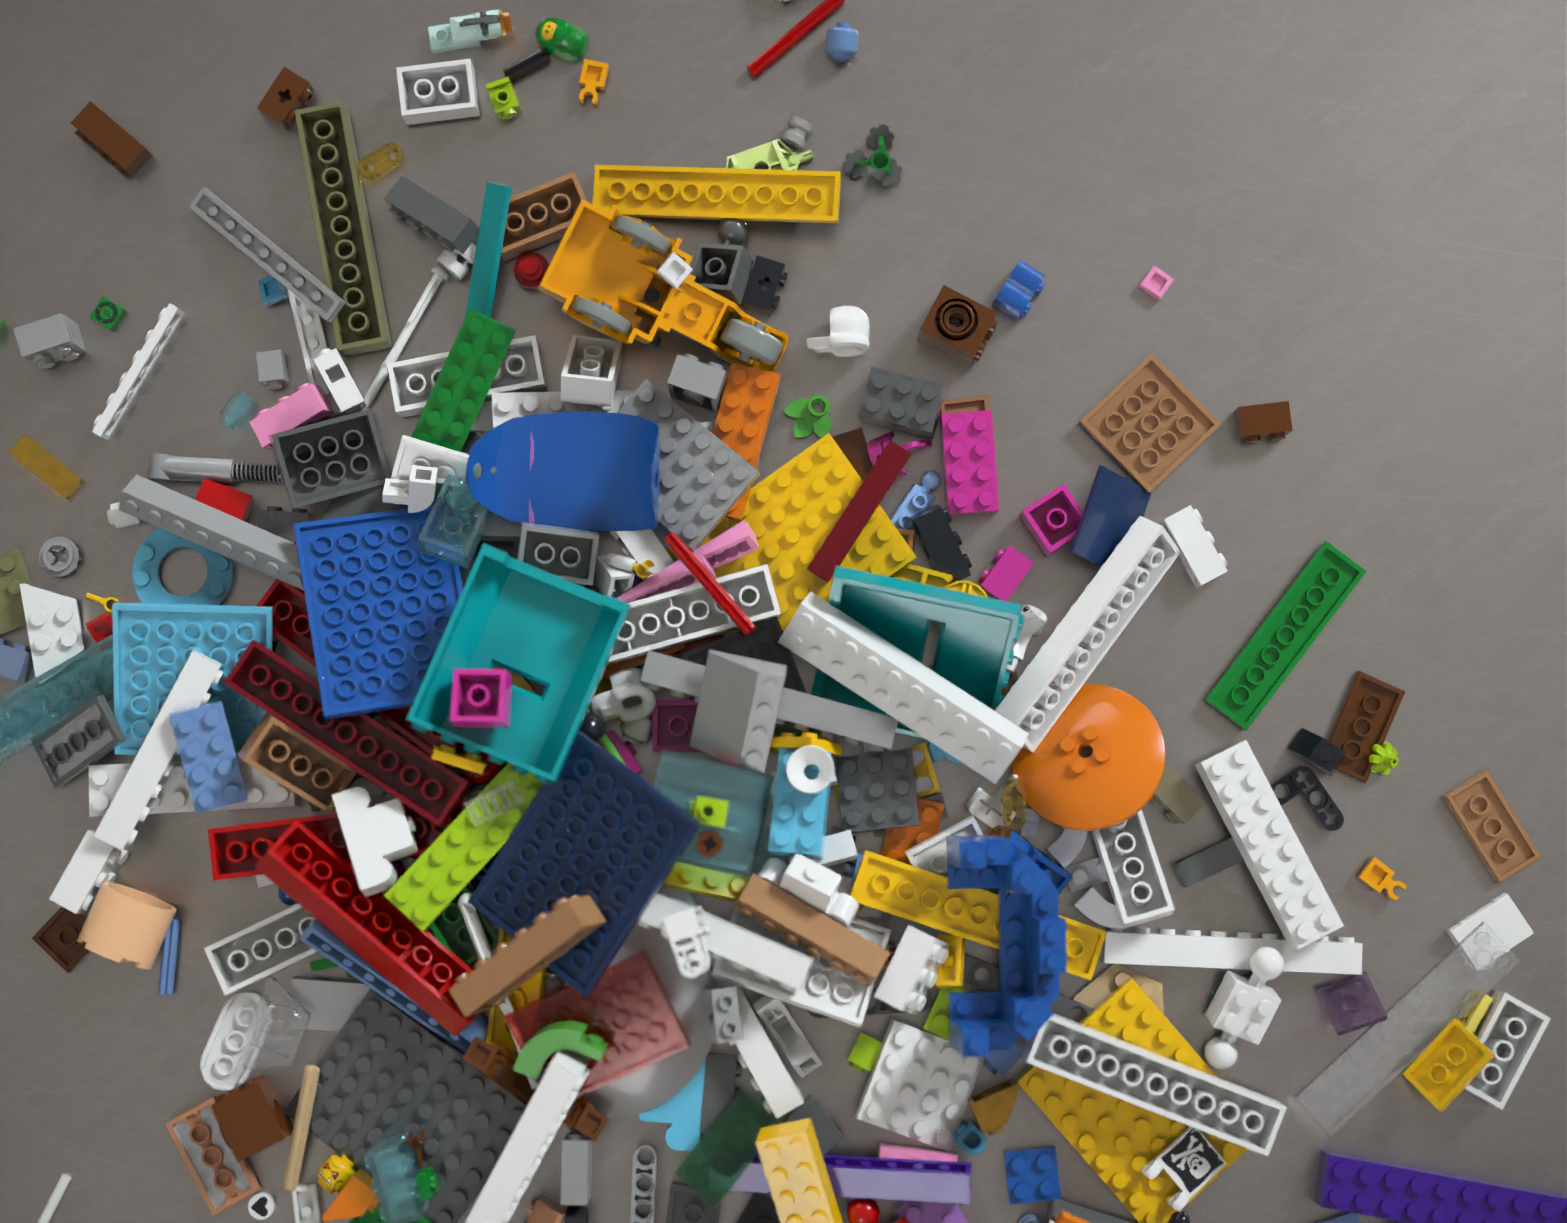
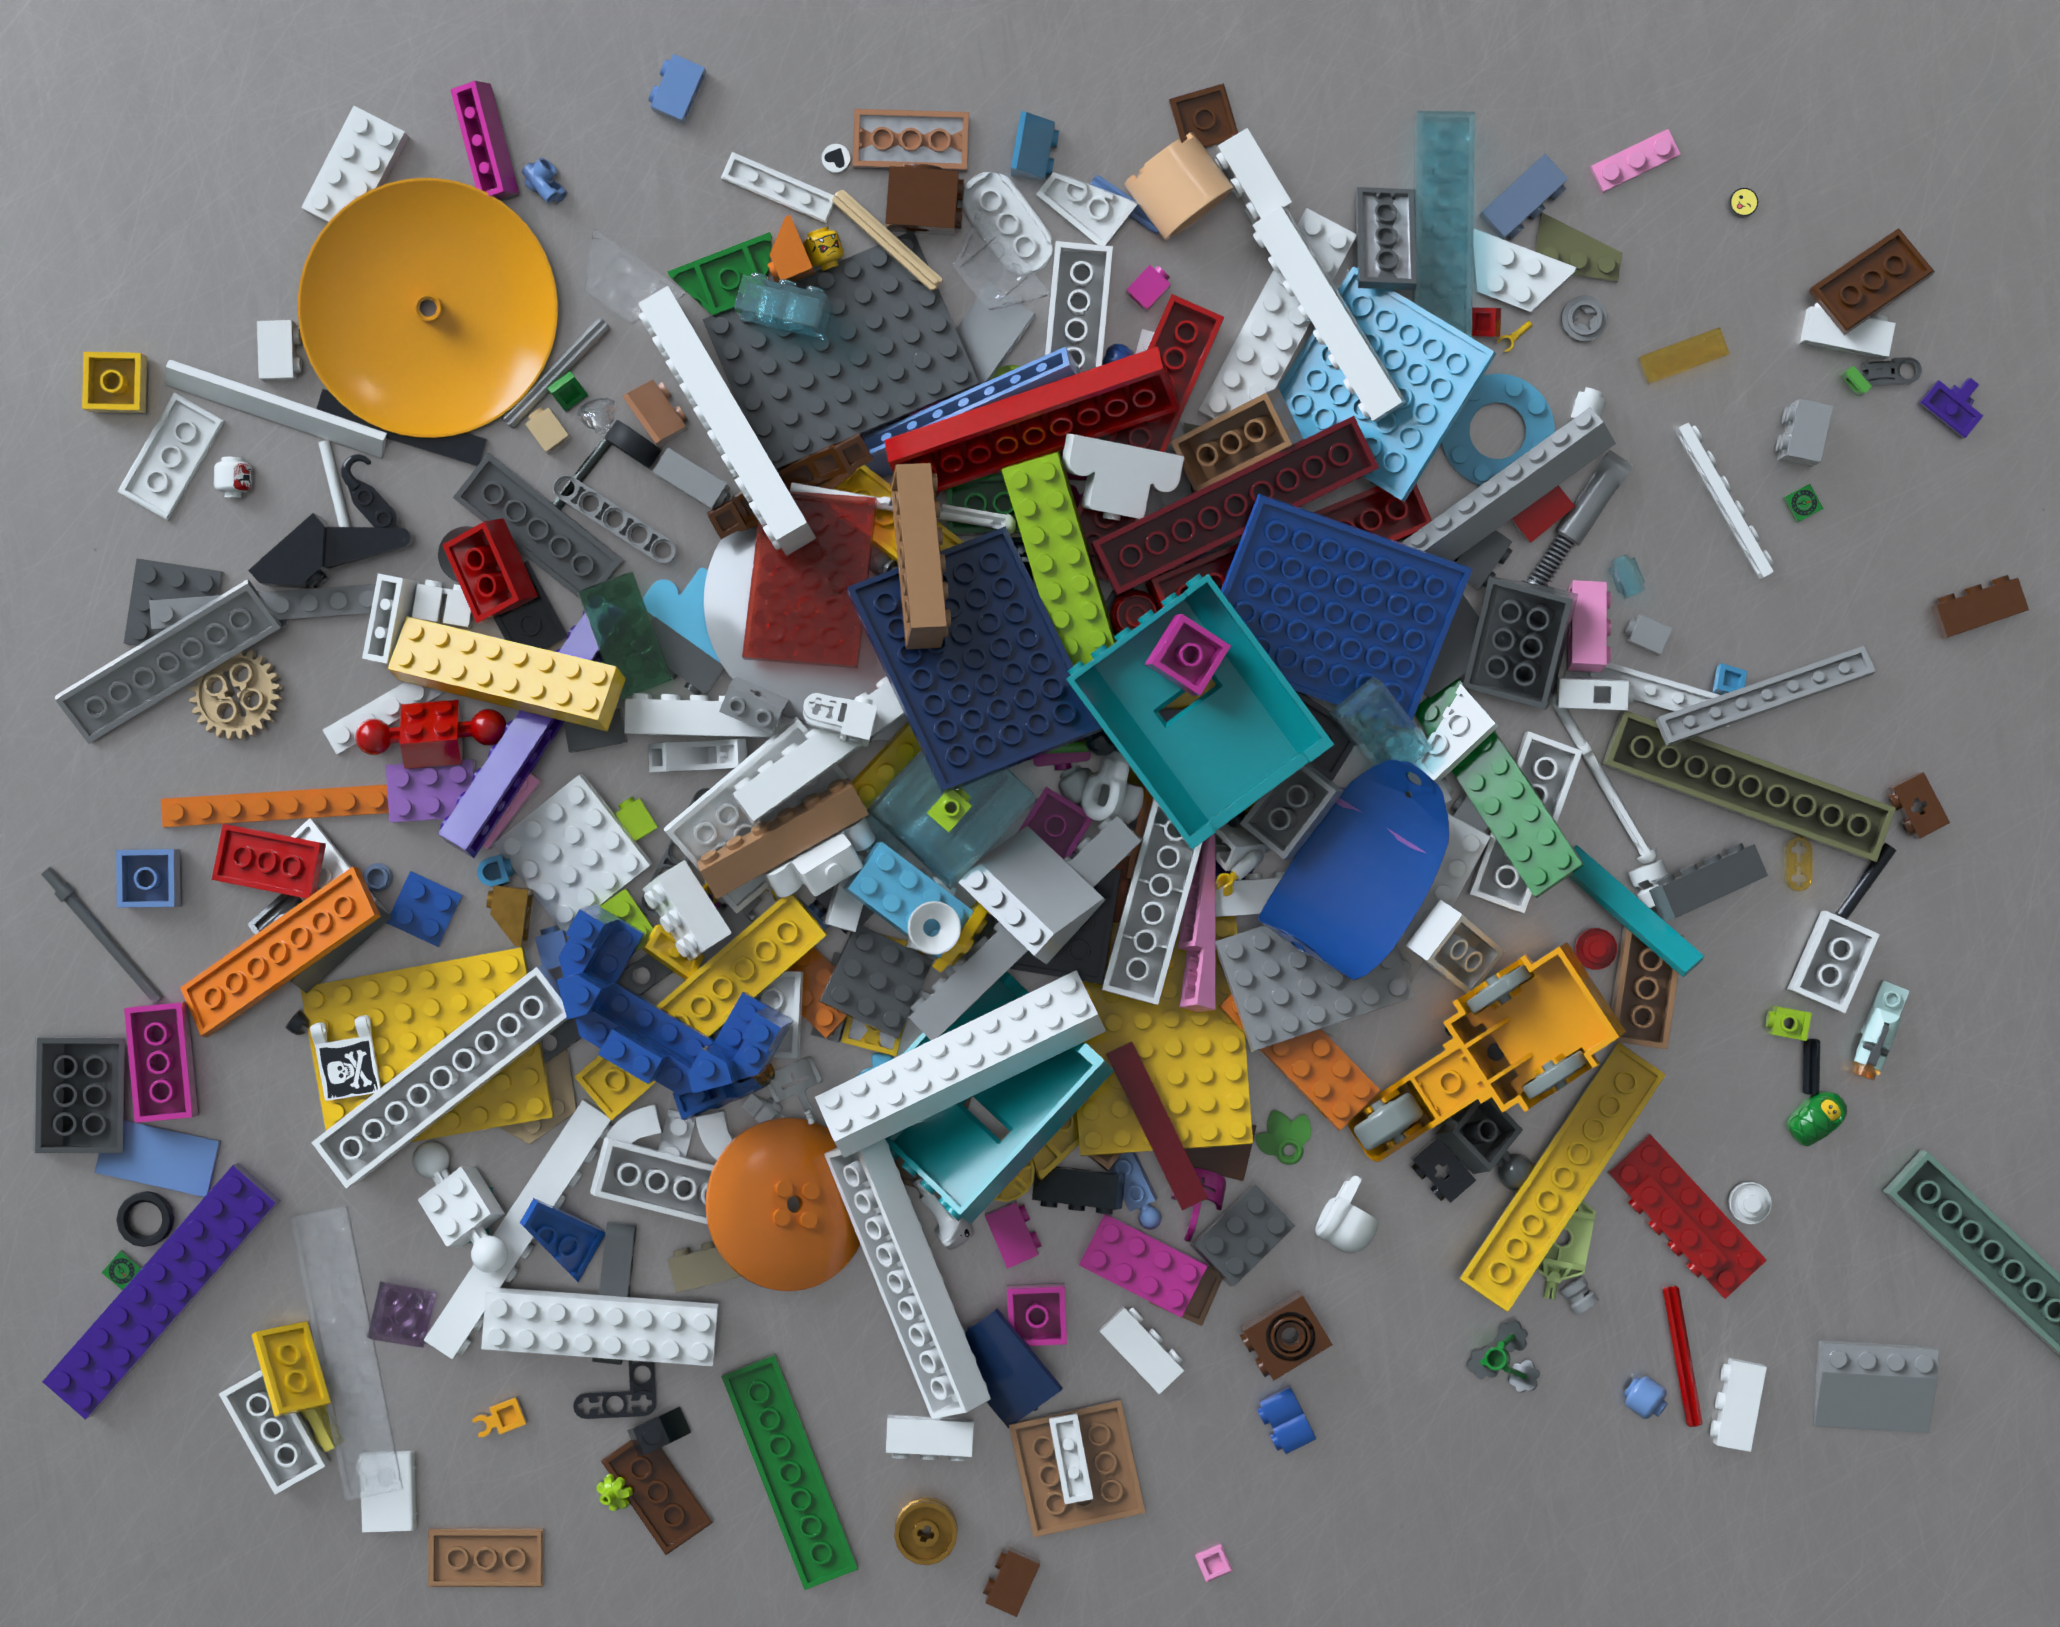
camera: 120 degrees right, 5 degrees up
(164, 1056) = (1033, 147): none -> dark azure slope
(187, 987) = (1086, 206): none -> white wing
(208, 756) = (1292, 358): medium blue plate -> none
(223, 901) = (1149, 287): none -> dark pink brick
(322, 964) = (1030, 350): green tile -> none
(366, 105) = (1865, 882): none -> black piece
(416, 493) = (1433, 705): white brick -> none
(416, 1143) = (805, 341): reddish brown hand -> none
(427, 1183) = (763, 332): green plate -> none
(469, 761) = (1153, 591): yellow plate -> none
(515, 791) = (1070, 631): clear slope -> none
(556, 1037) = (826, 533): bright green arch -> none
(593, 77) = (1757, 1125): light orange plate -> none
(653, 50) = (1750, 1202): none -> white plate
(674, 270) = (1498, 1085): white tile -> none
(691, 91) = (1686, 1217): none -> red plate
(697, 382) = (1380, 1045): light grey brick -> none
(707, 841) = (924, 793): reddish brown wheel -> none
(709, 583) = (1171, 938): red axle -> none
(1008, 804) = (781, 1110): clear yellow beam -> none
(1031, 427) = (1142, 1348): none -> white brick
(1146, 430) = (1071, 1458): none -> white plate
(1216, 915) = (563, 1236): none -> blue wing
(1280, 502) = (924, 1548): none -> pearl gold wheel

